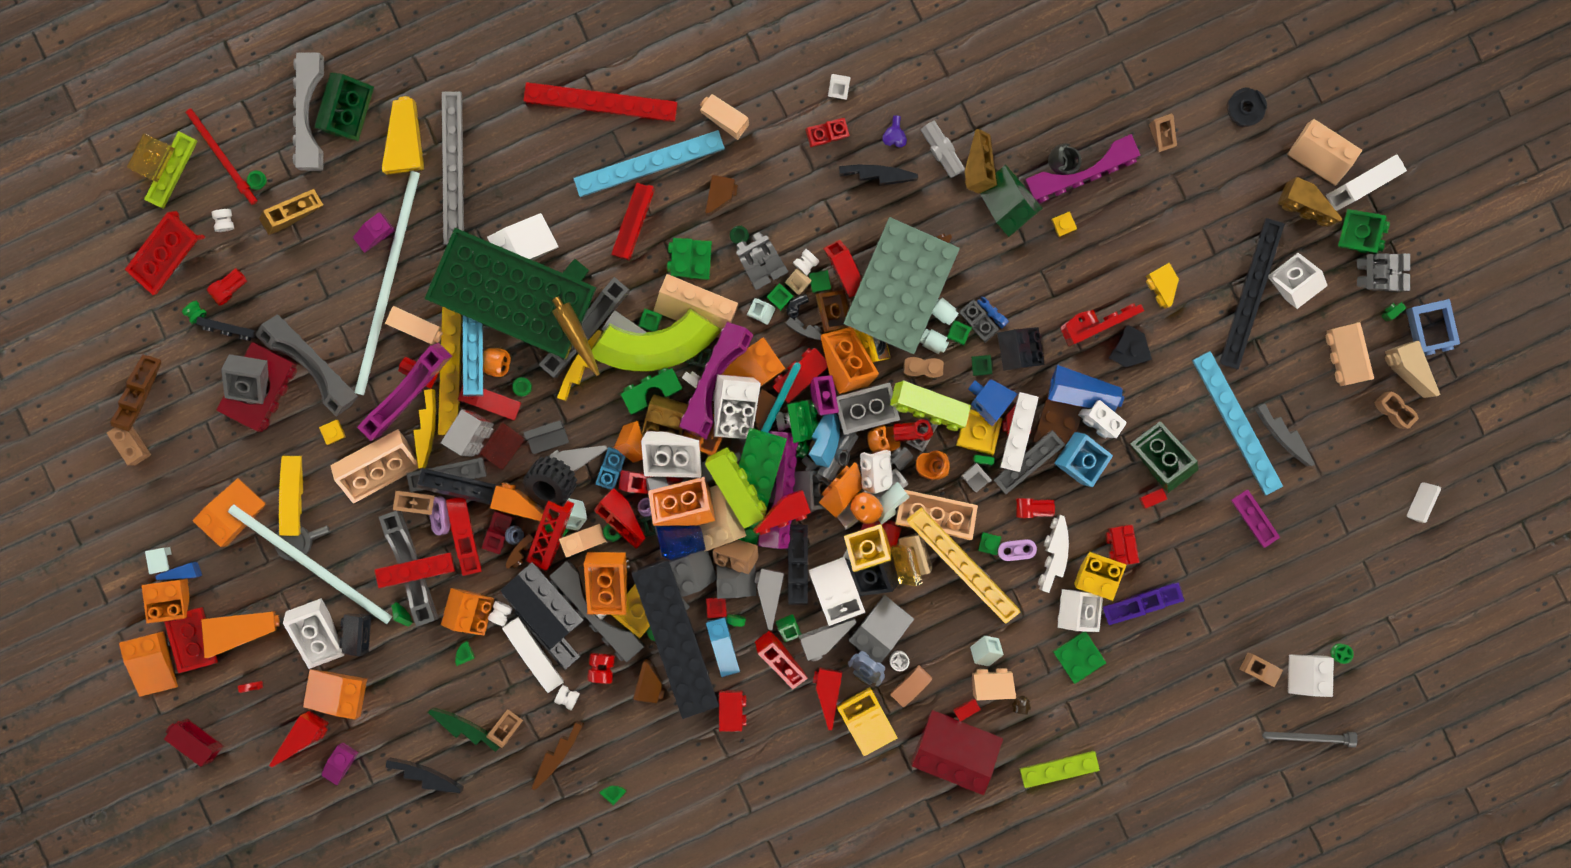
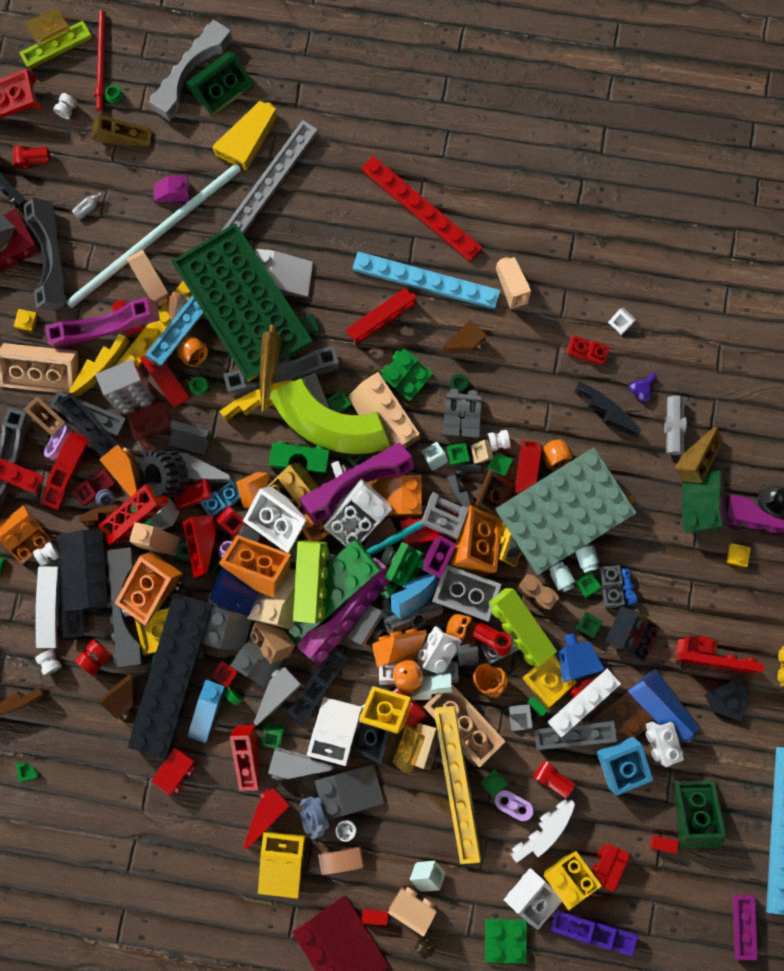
camera: 40 degrees right, 10 degrees down
(308, 297) = (86, 206): none -> light grey piece
(454, 331) = (176, 303): none -> nougat cone
(586, 481) = (193, 495): none -> red plate
(786, 509) = (340, 629): red slope -> none
(806, 364) = (442, 521): none -> light grey plate
(860, 241) = (555, 453): none -> orange helmet

